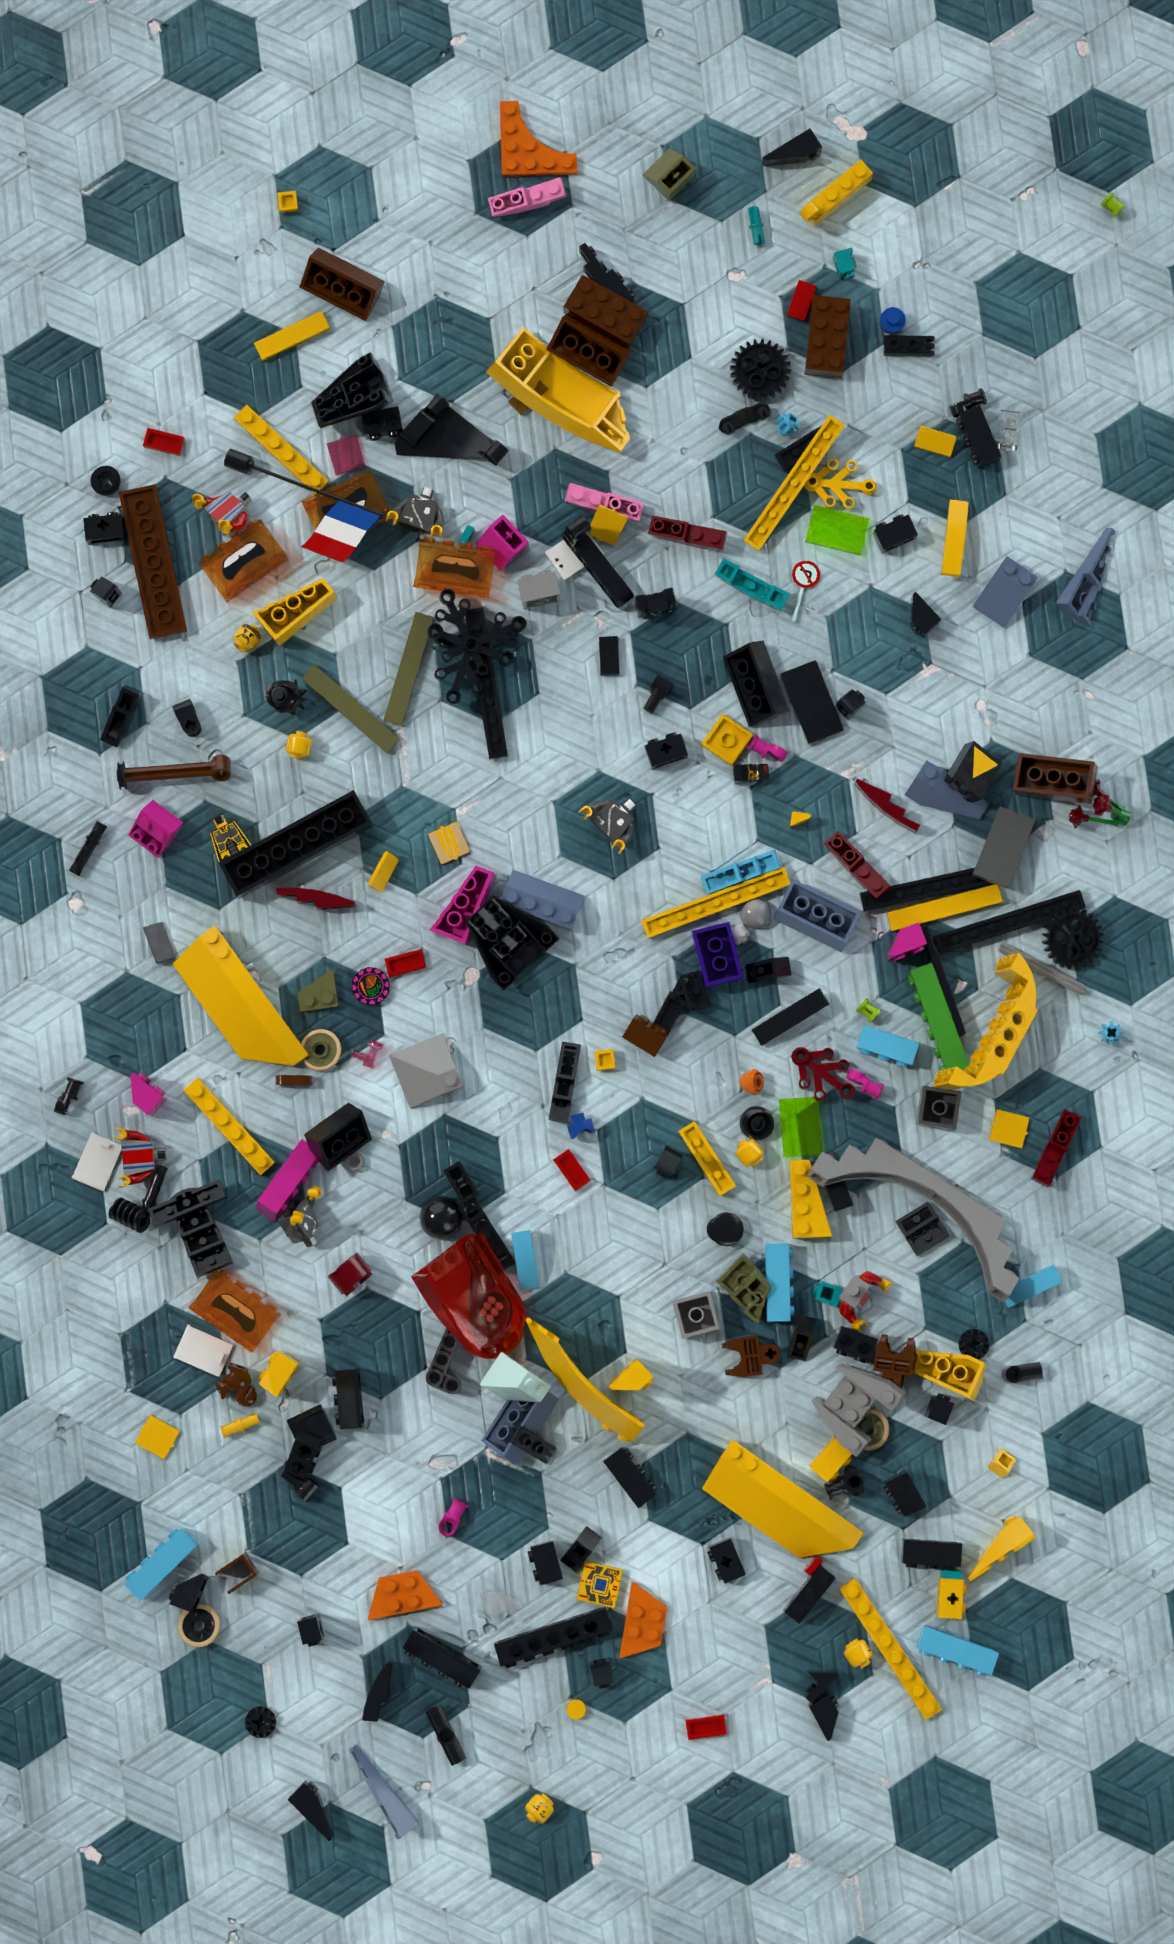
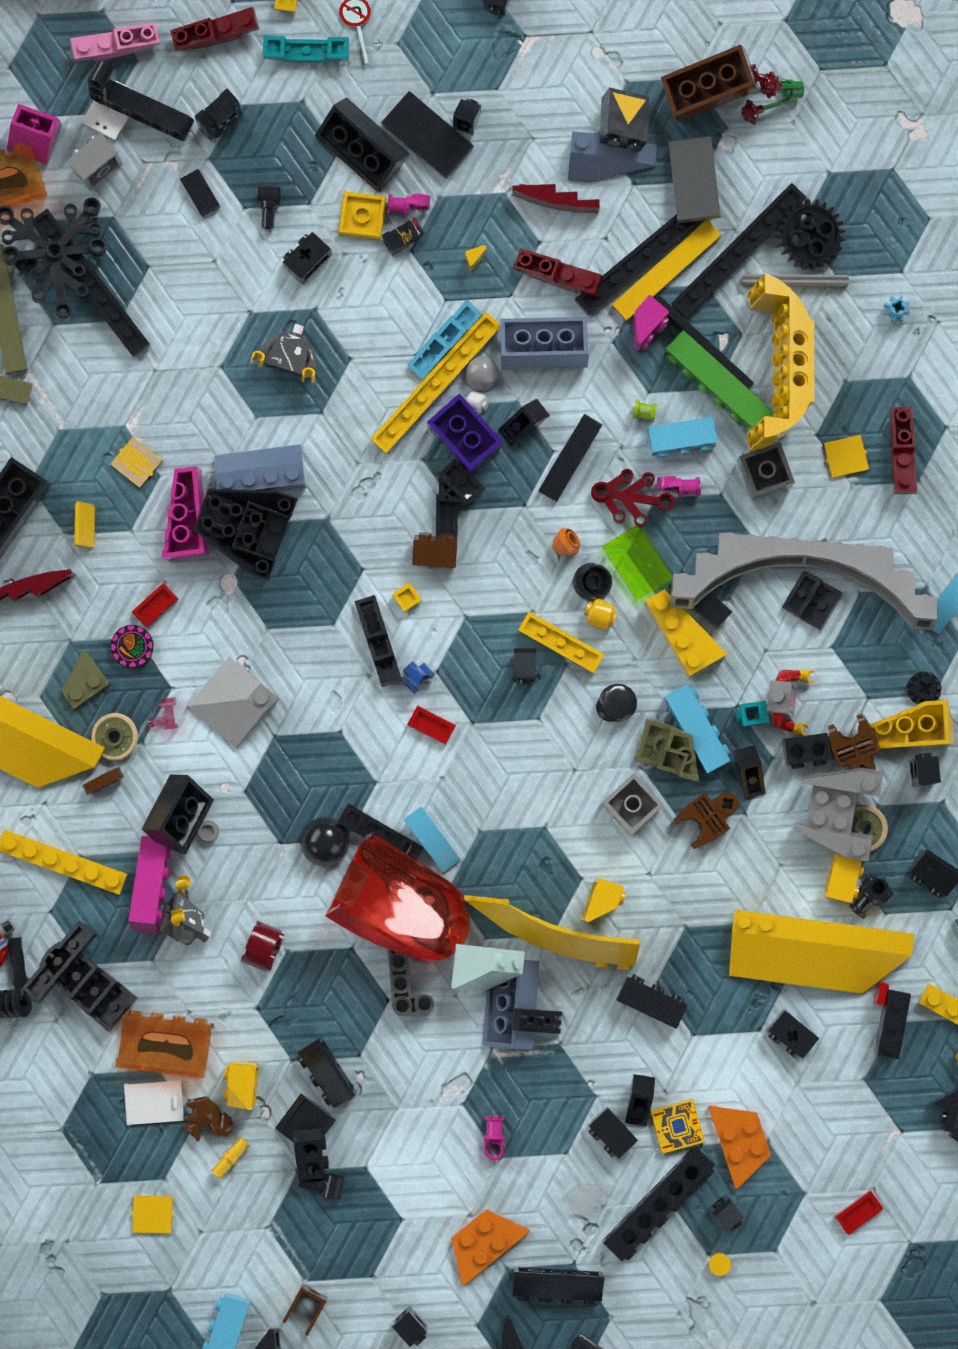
camera: 30 degrees left, 0 degrees up
(461, 1182) = (326, 795): black brick -> none
(607, 525) = (130, 62): yellow piece -> none

